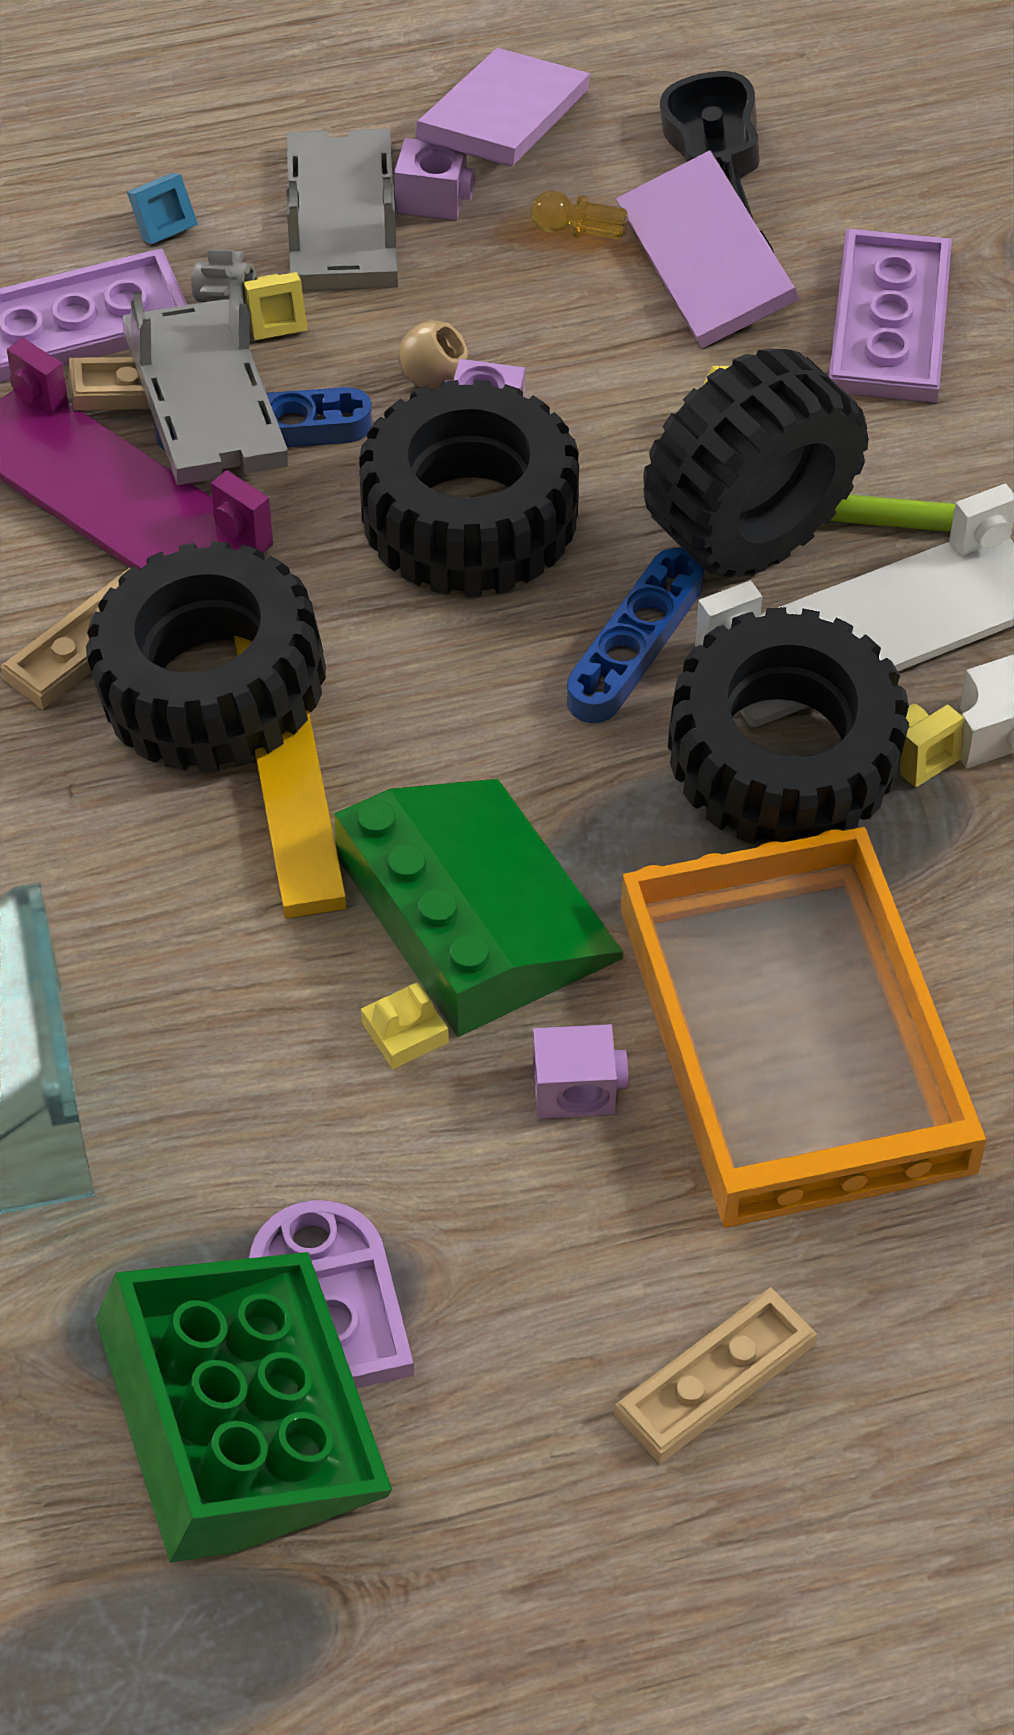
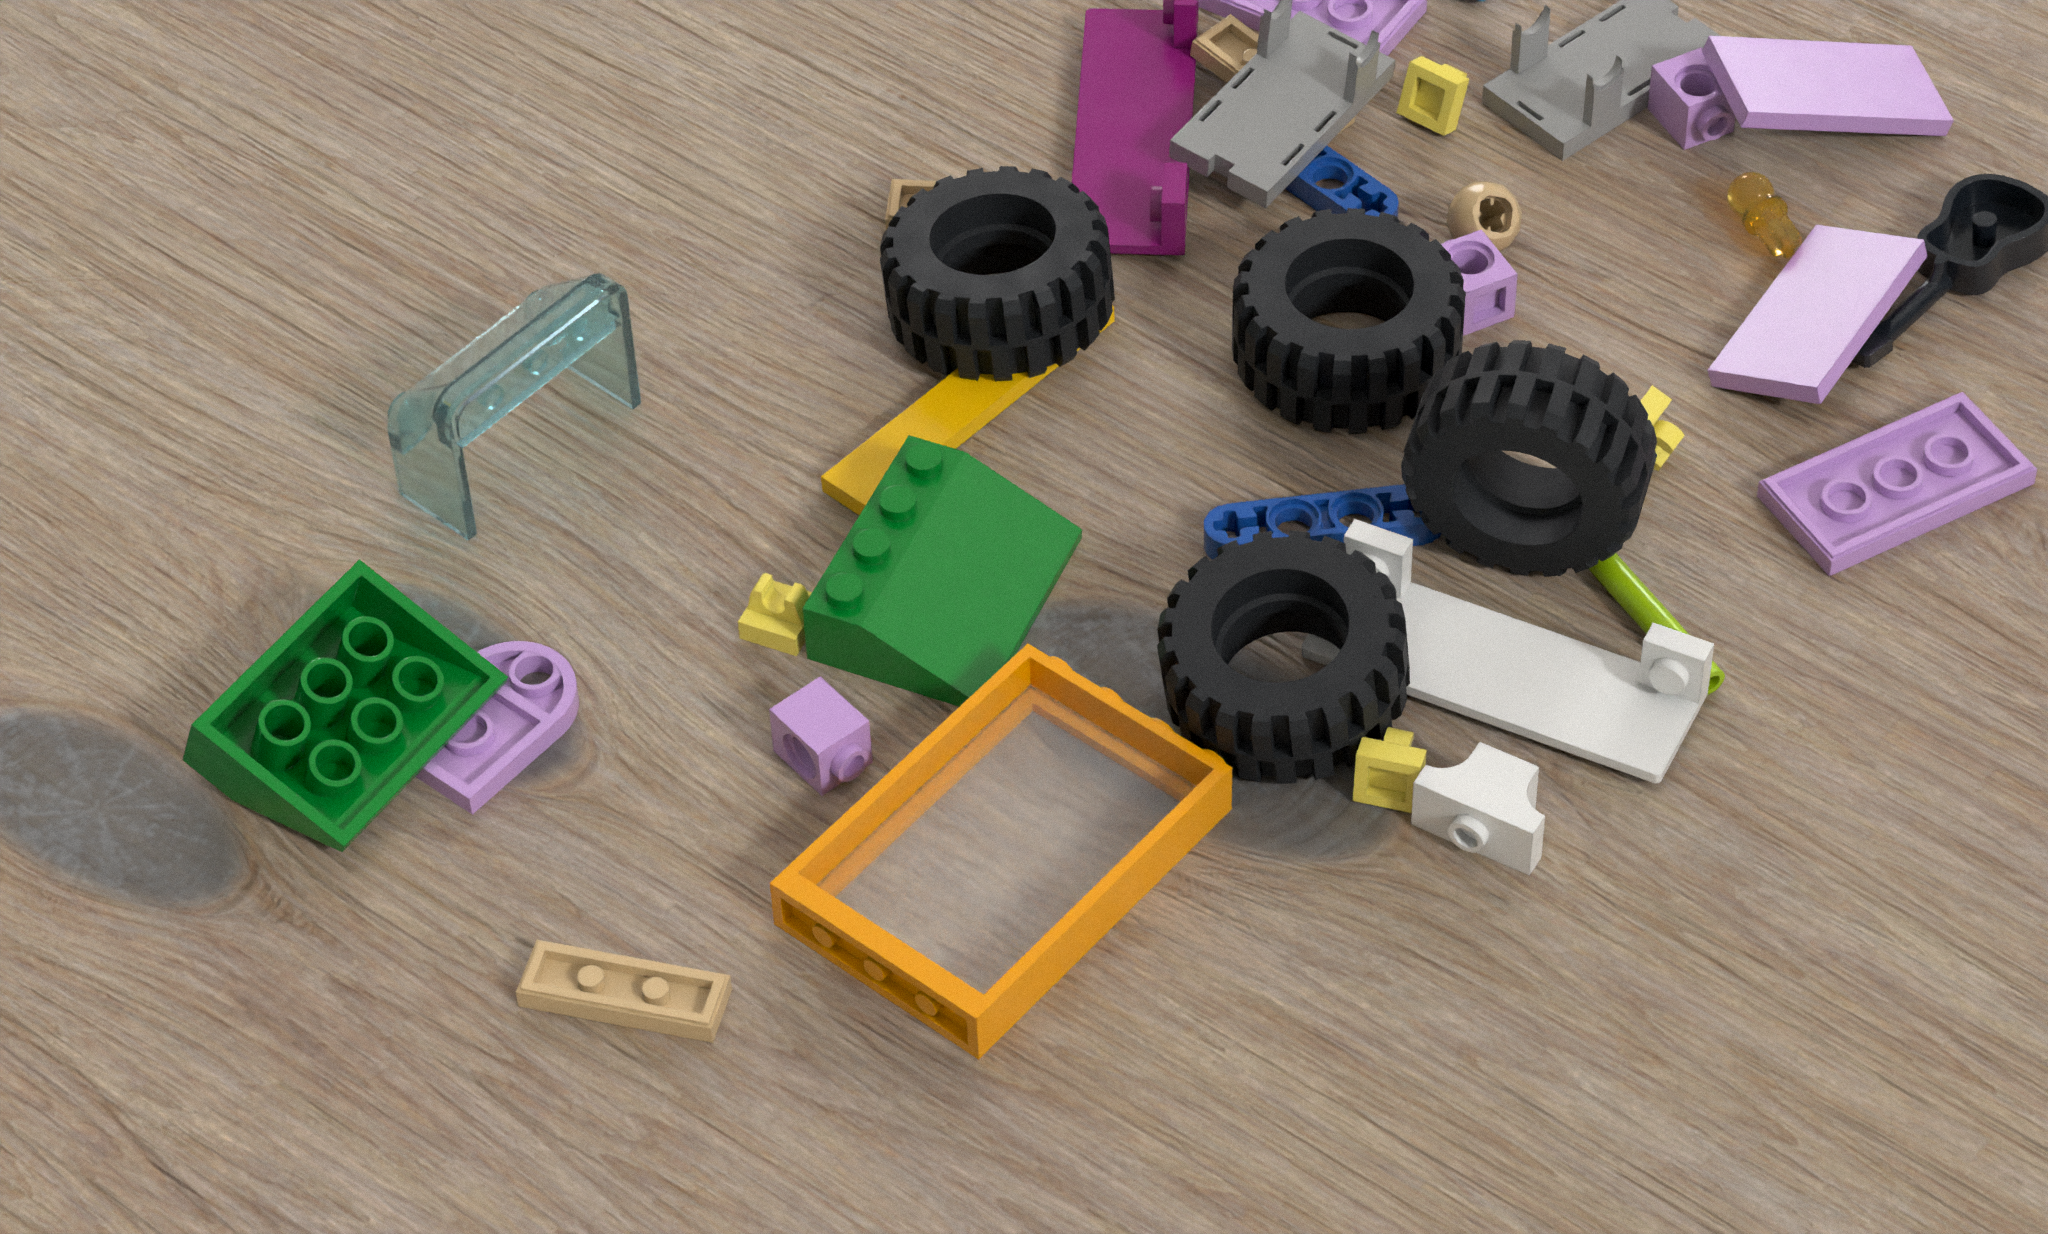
camera: 55 degrees right, 5 degrees down
(212, 277) = (1420, 38): light grey gear -> none

